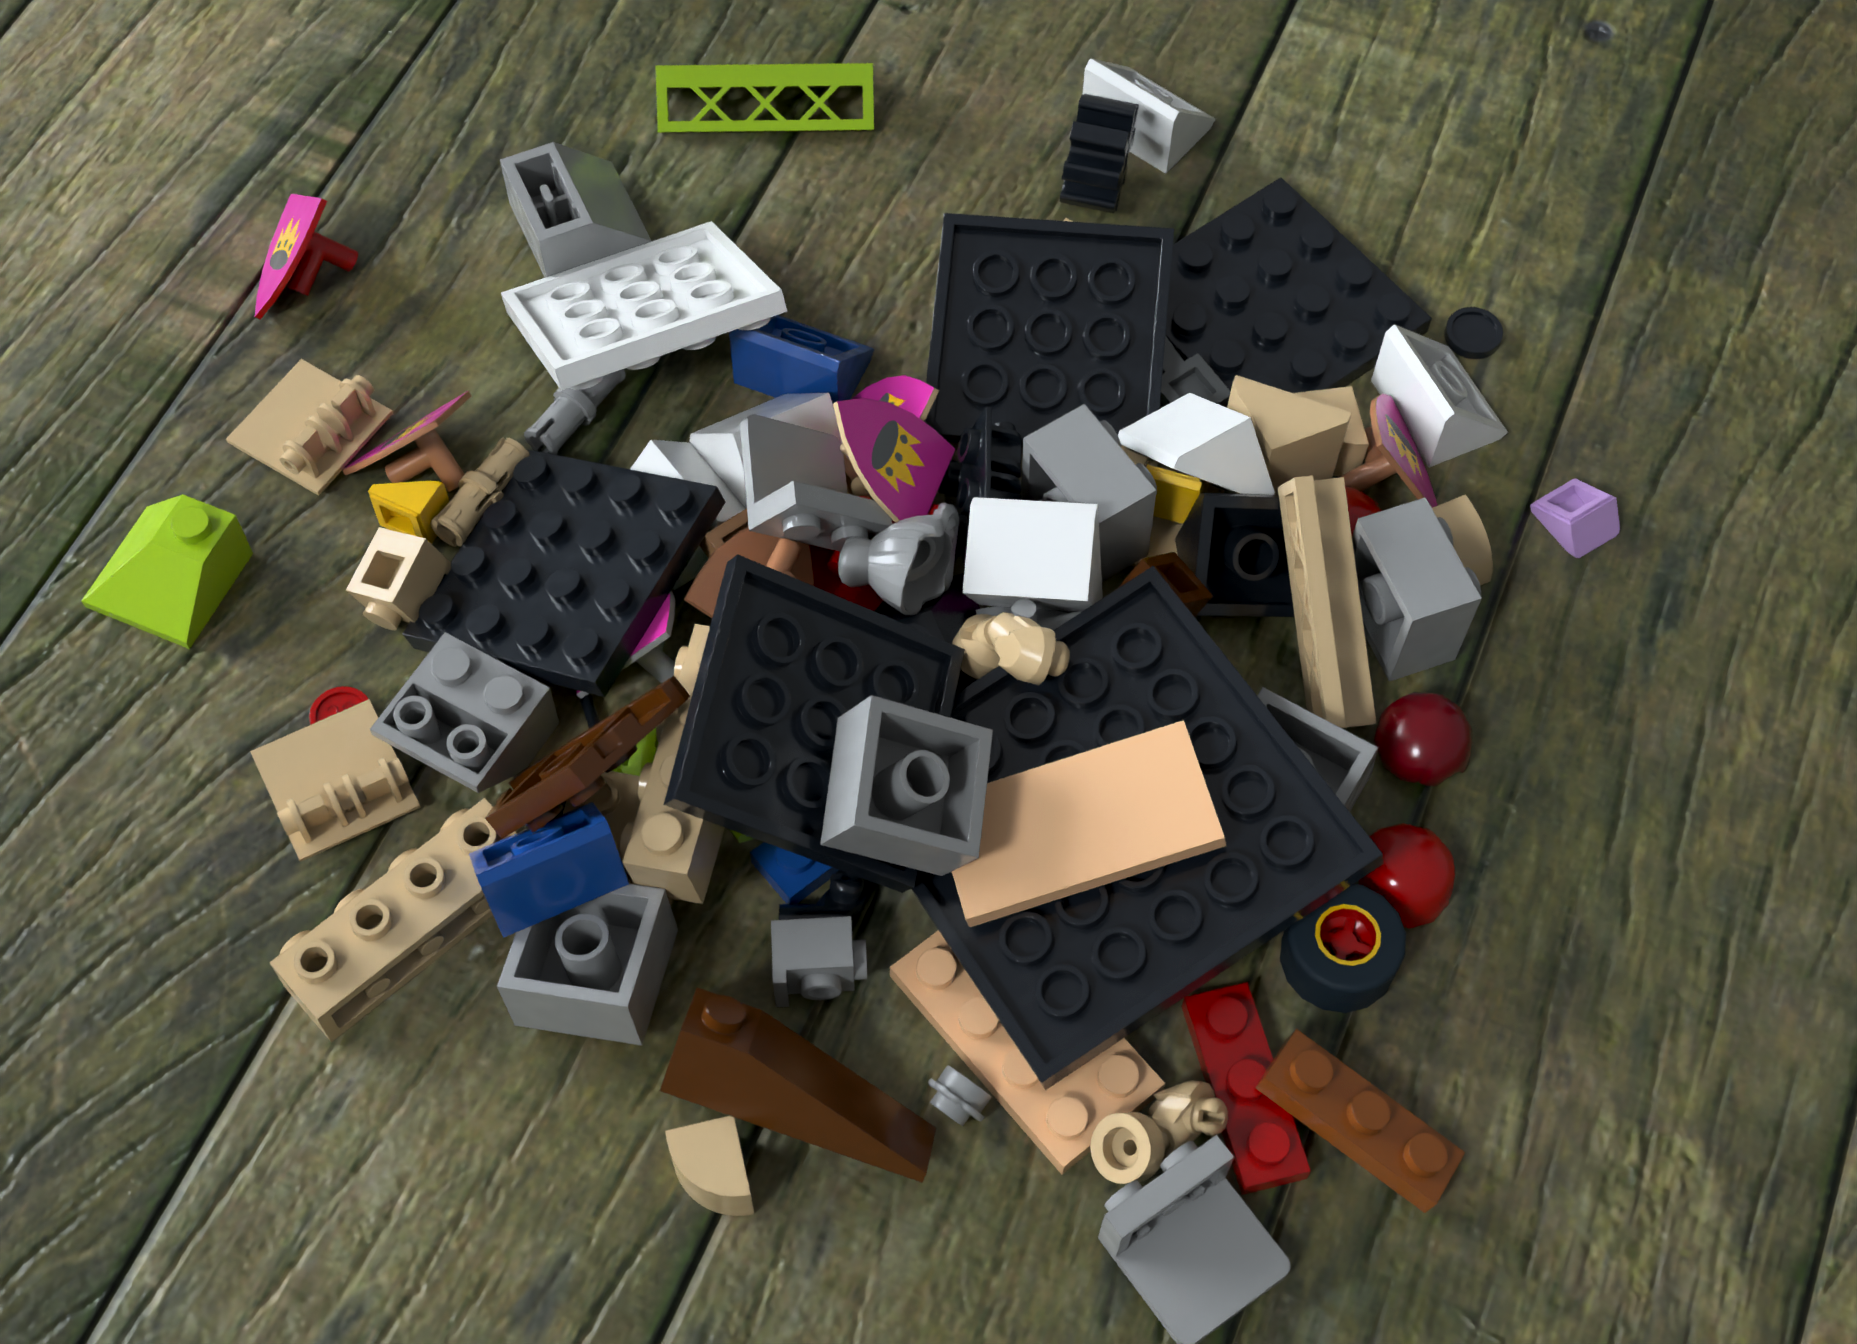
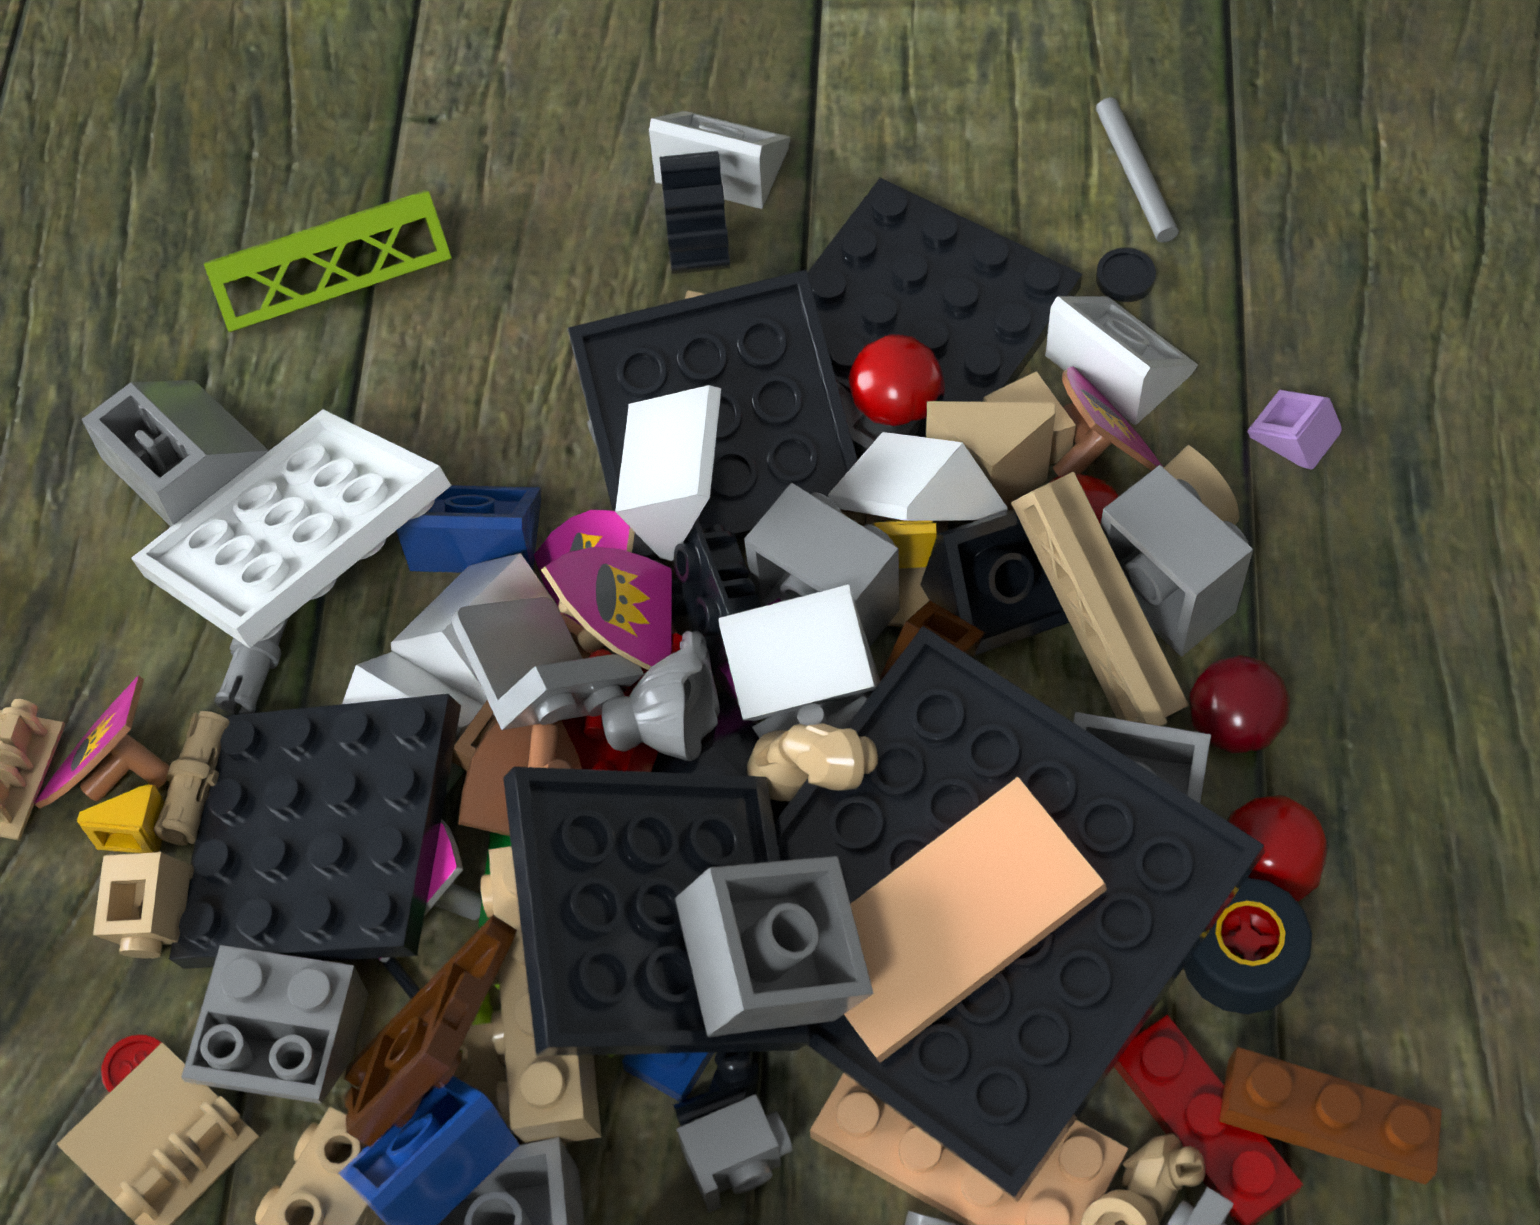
camera: 15 degrees left, 0 degrees up
(979, 354) = (668, 465): none -> white slope
(1218, 349) = (895, 380): none -> red hair
(1521, 244) = (1137, 170): none -> light grey bar

